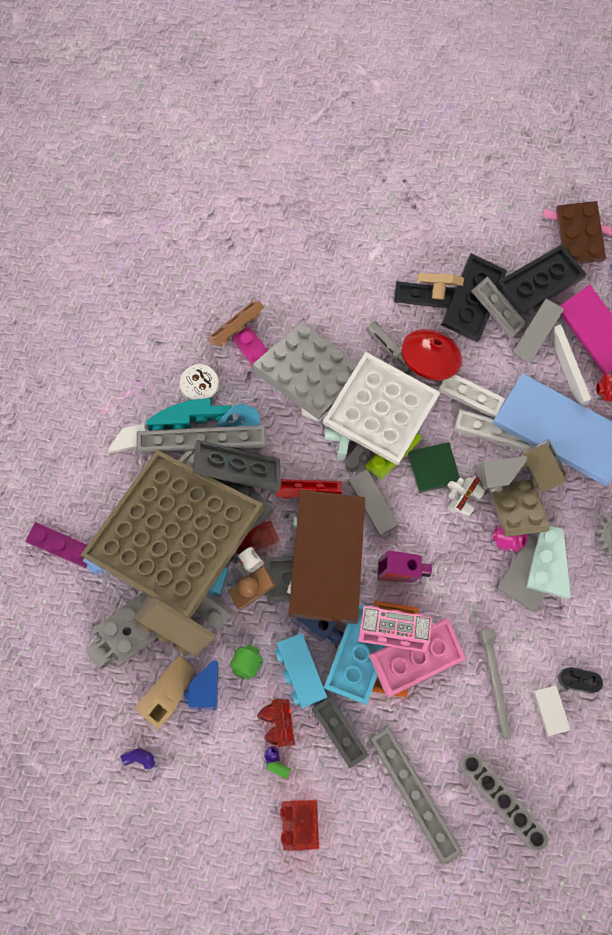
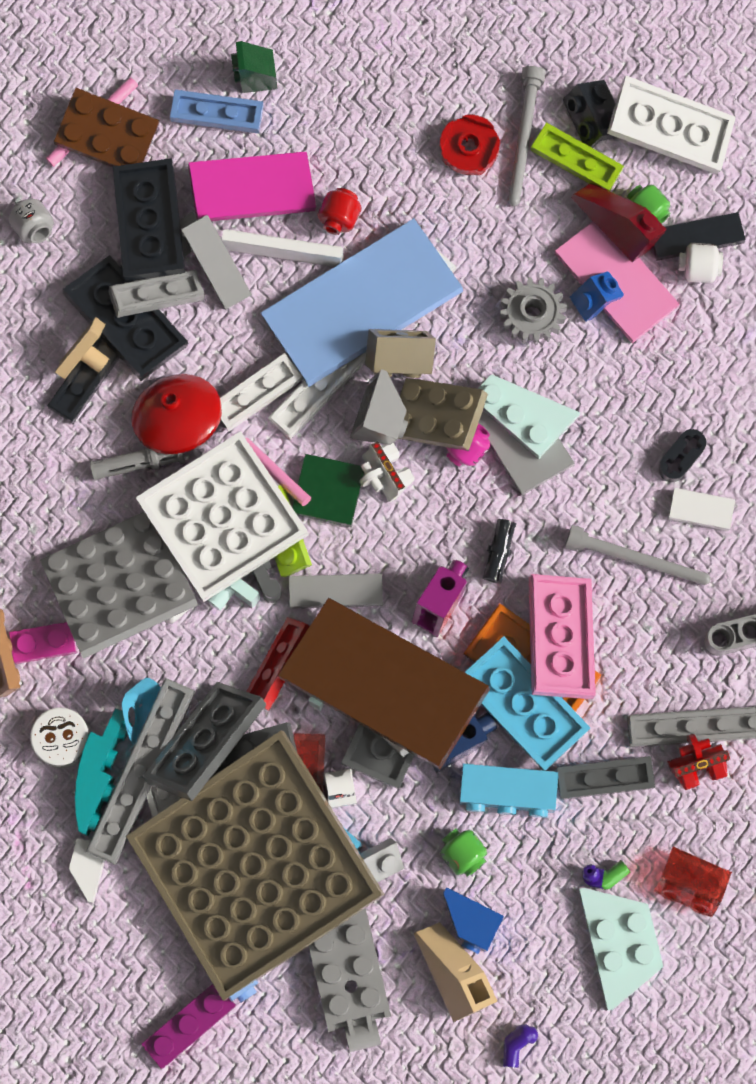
camera: 60 degrees left, 5 degrees up
(173, 626) = (378, 922): dark tan slope -> none
(236, 796) = (621, 943): none -> light aqua wing
(251, 588) = (372, 800): medium nougat tile -> none
(280, 714) = (547, 841): clear red tile -> none
(384, 787) = (698, 756): none -> red hips
(395, 629) = (517, 645): brick -> none
(427, 430) = (281, 477): none -> bright pink bar
(452, 591) = (499, 551): none -> black pin
(502, 218) = (31, 221): none -> light grey head

